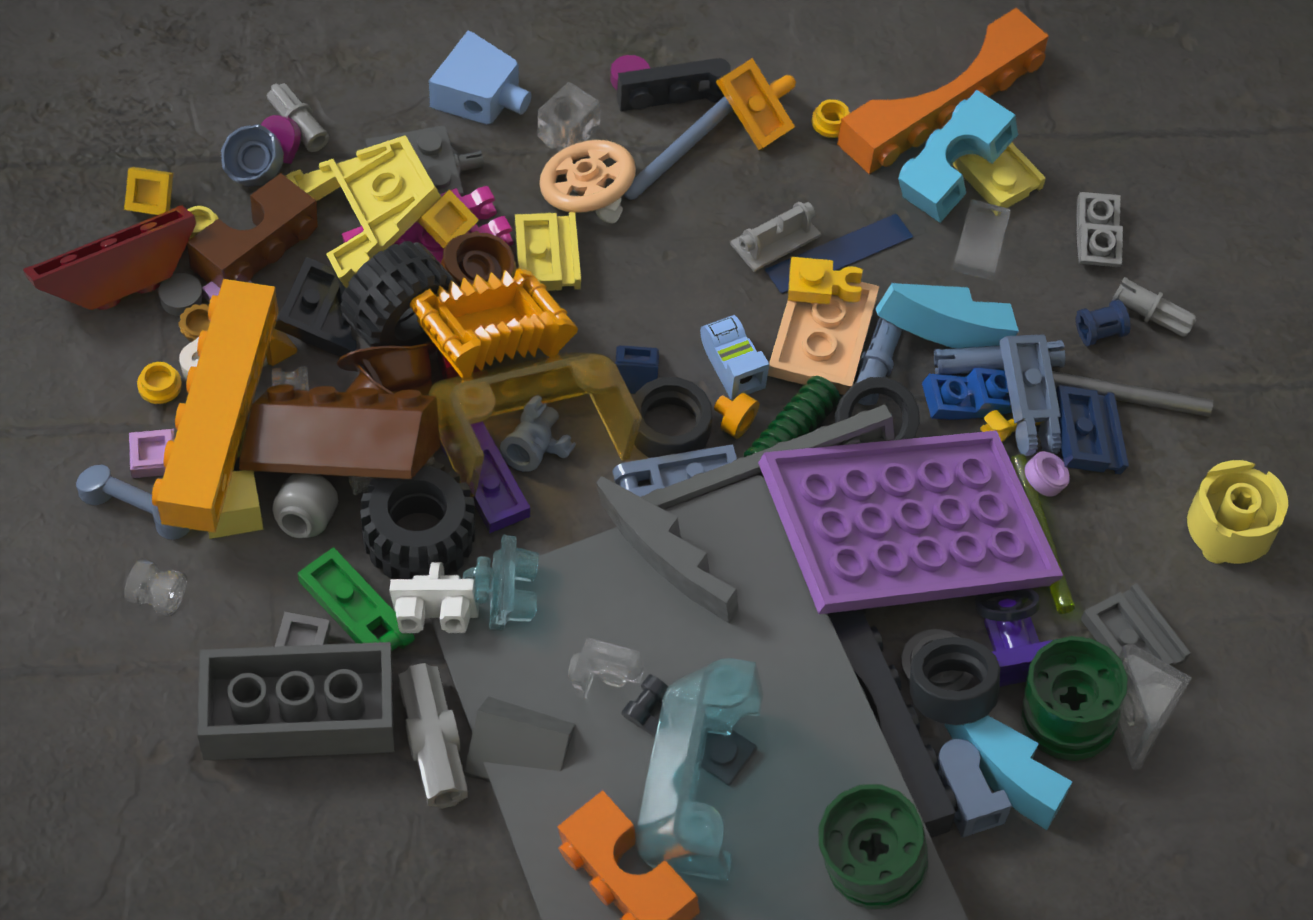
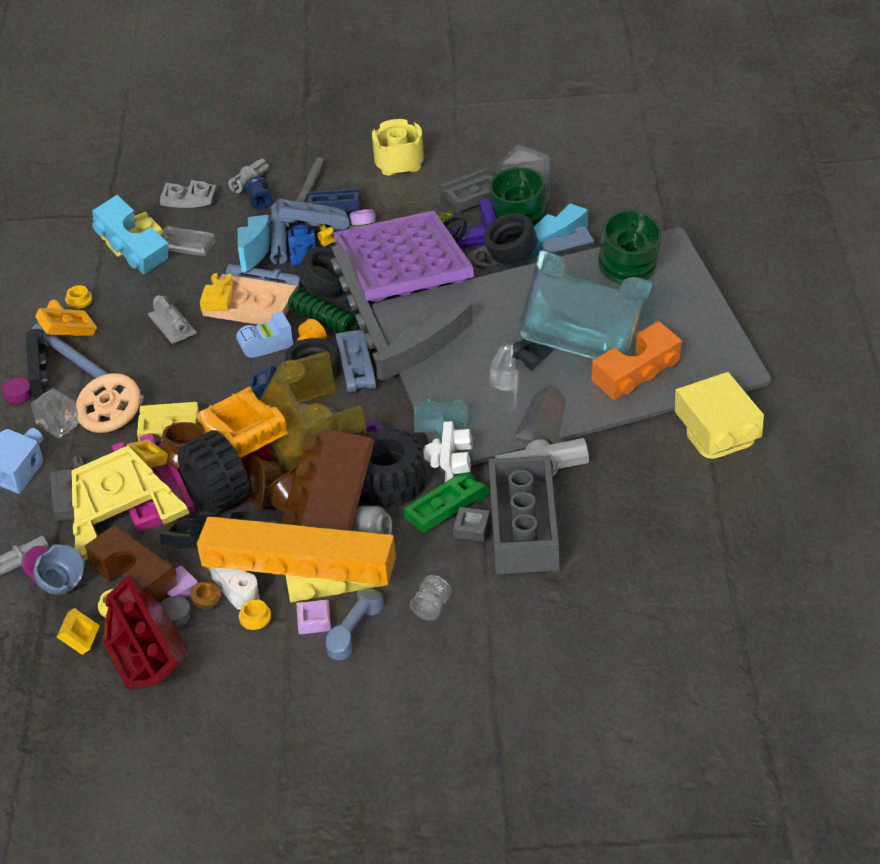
camera: 80 degrees left, 15 degrees down
(848, 248) = (184, 300): dark blue sticker -> none
(886, 128) = (45, 224): orange arch -> none

